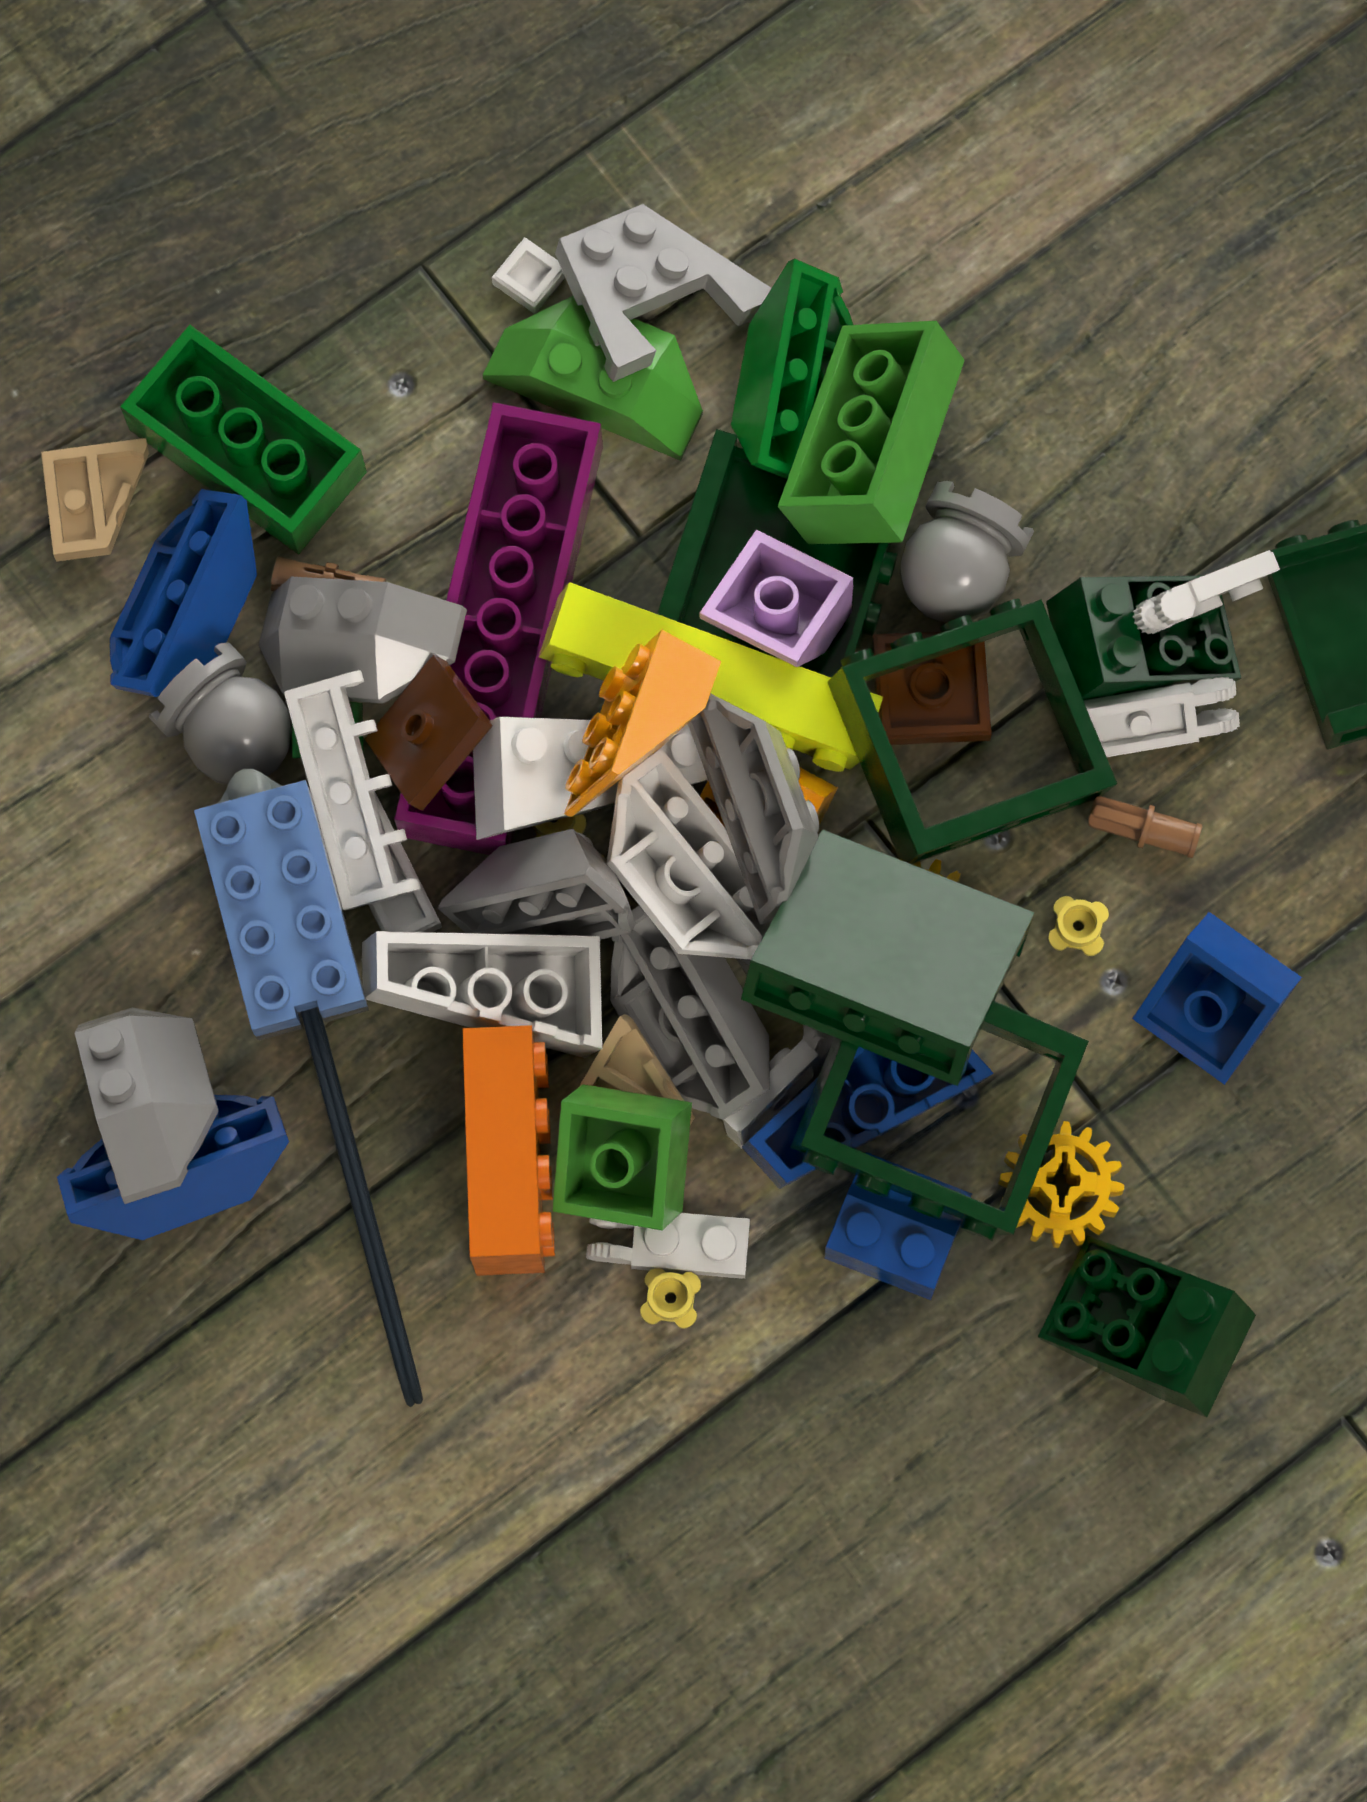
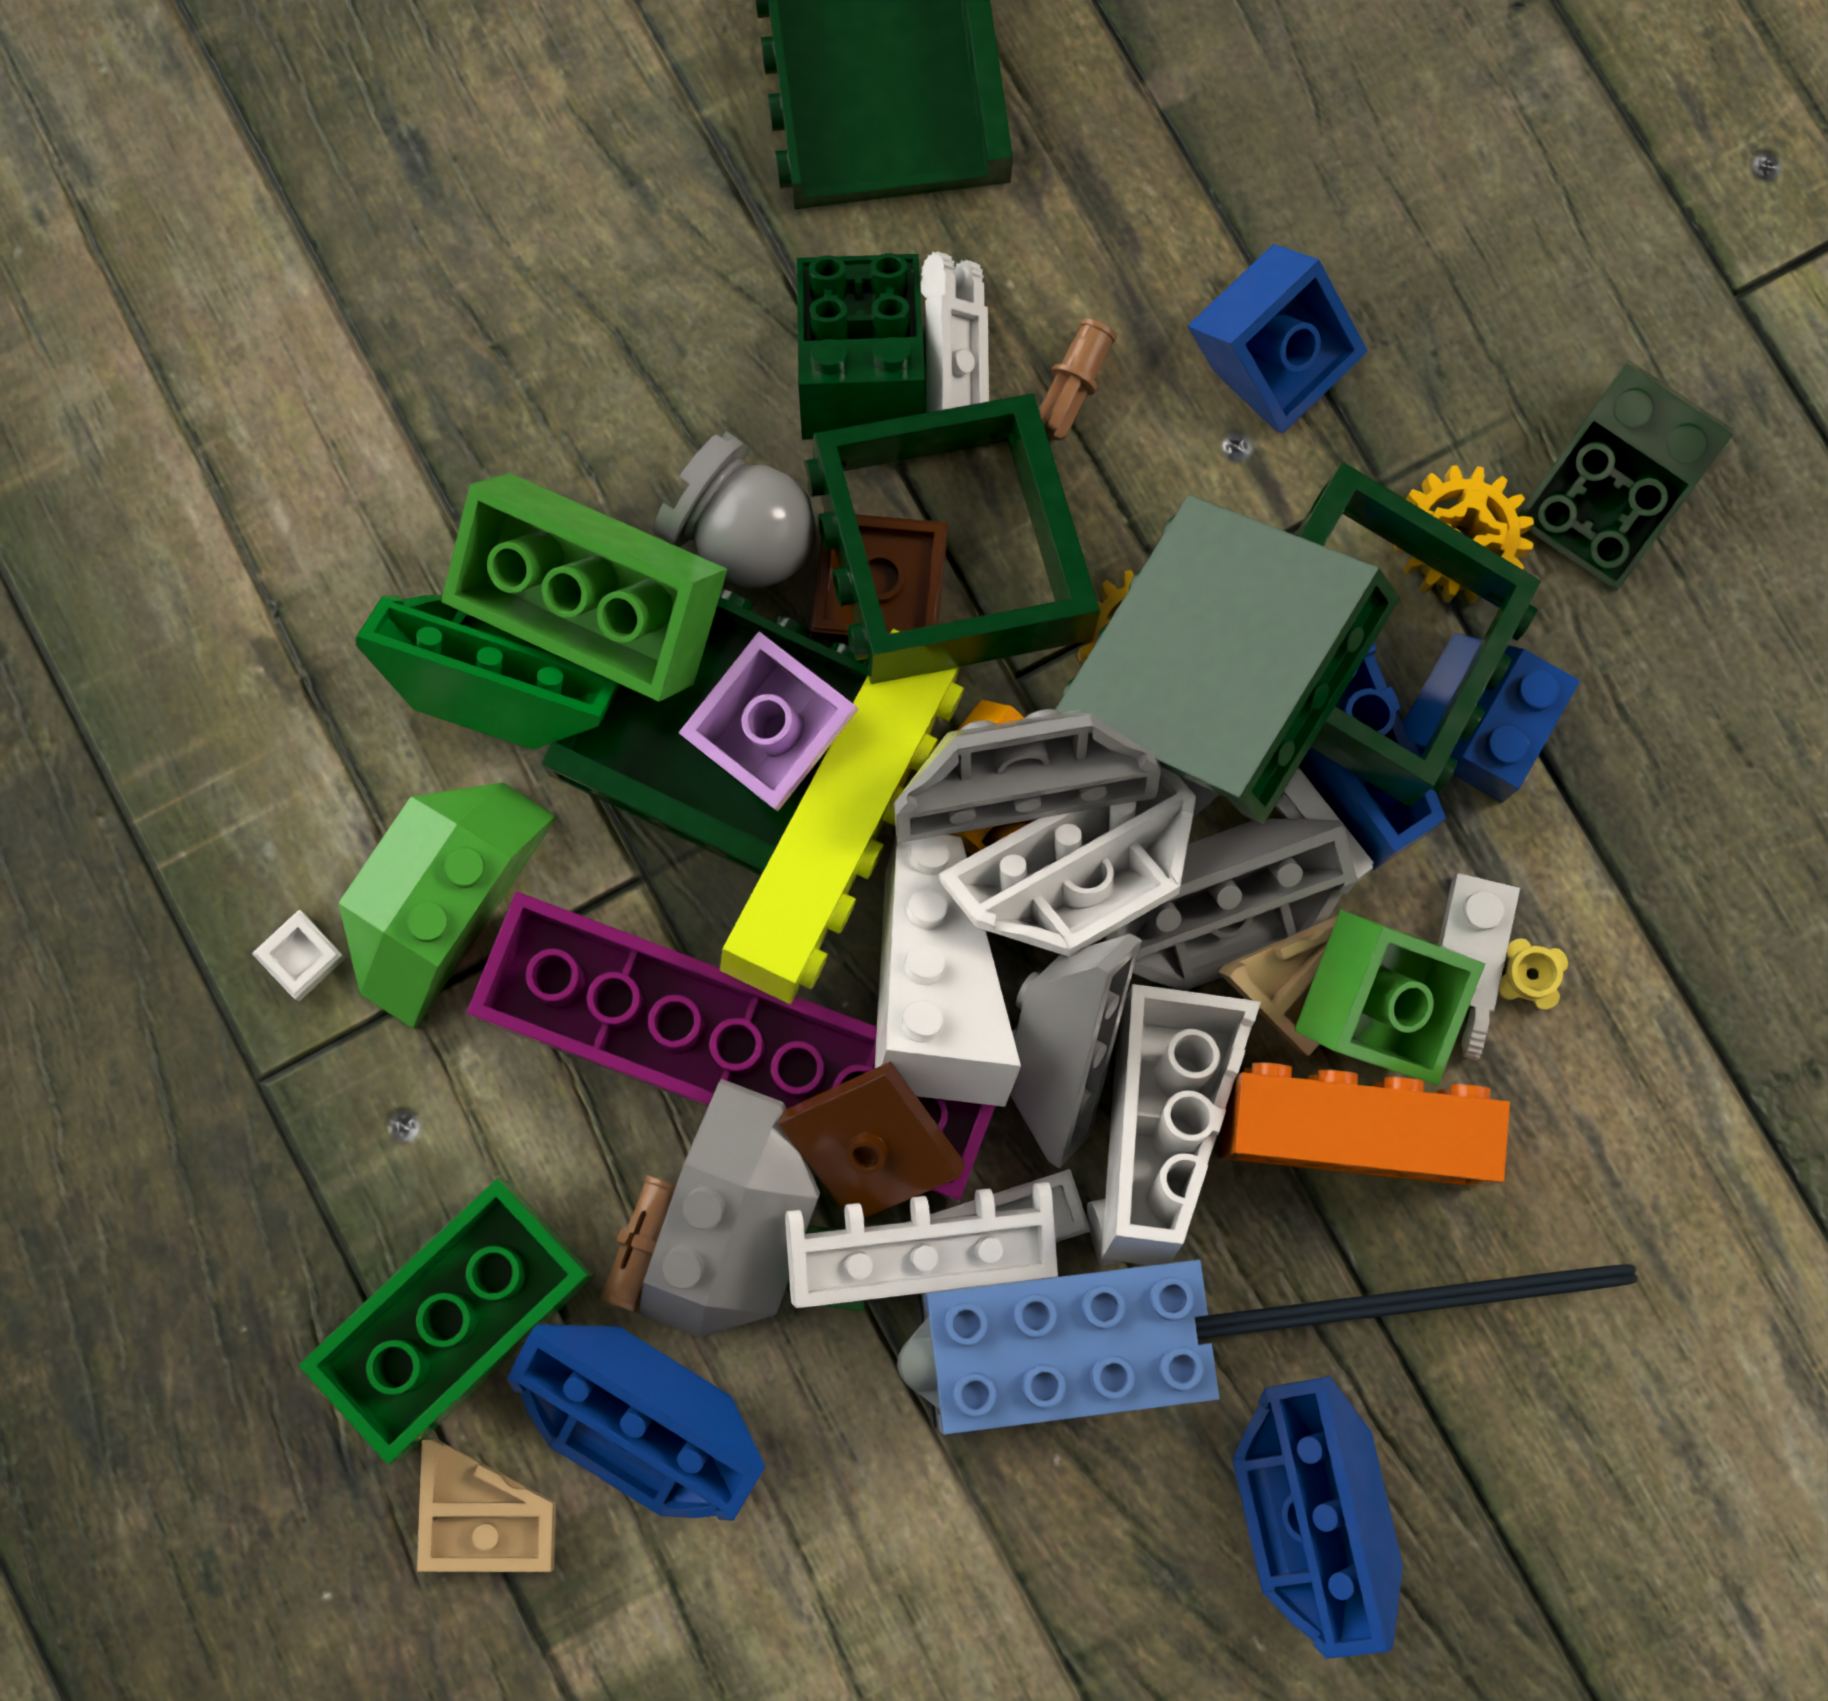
camera: 85 degrees left, 5 degrees up
(147, 1096) = (1244, 1539): light grey wedge -> none
(225, 717) = (804, 1382): light grey tile -> none
(642, 264) = (318, 826): light grey wing -> none
(642, 710) = (918, 885): light orange slope -> none
(1090, 914) = (1177, 453): light yellow plate -> none
(1204, 593) = (830, 261): white hinge -> none

